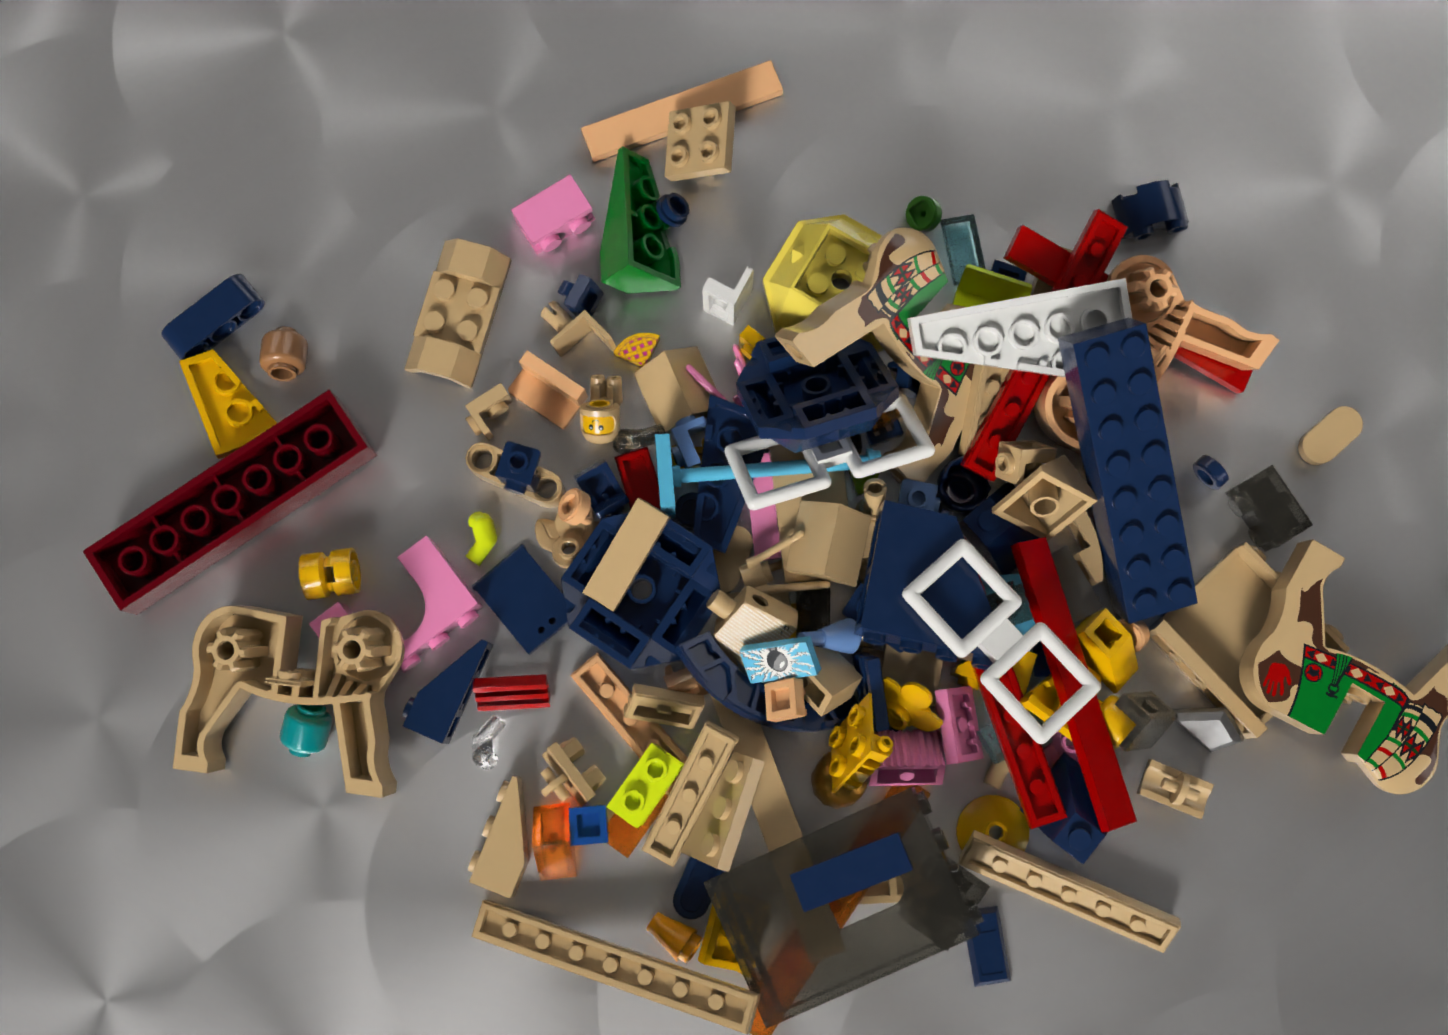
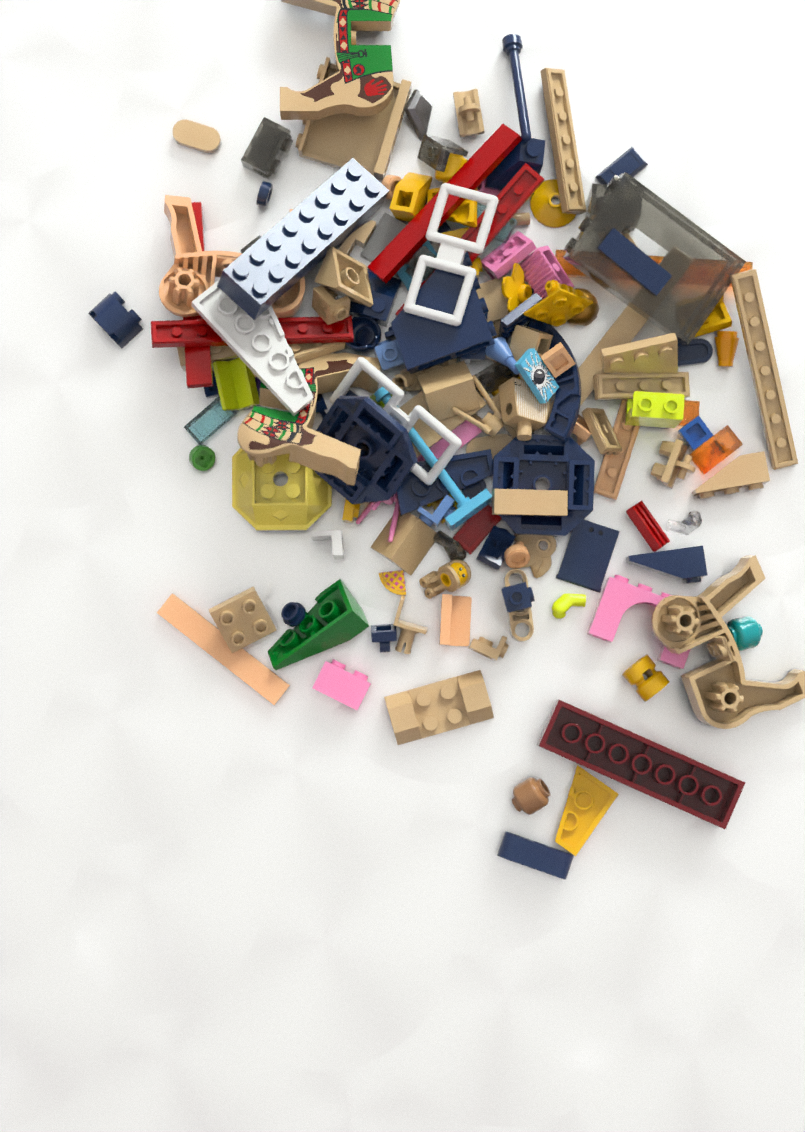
camera: 120 degrees left, 5 degrees up
(1231, 901) = (512, 47): none -> dark blue piece

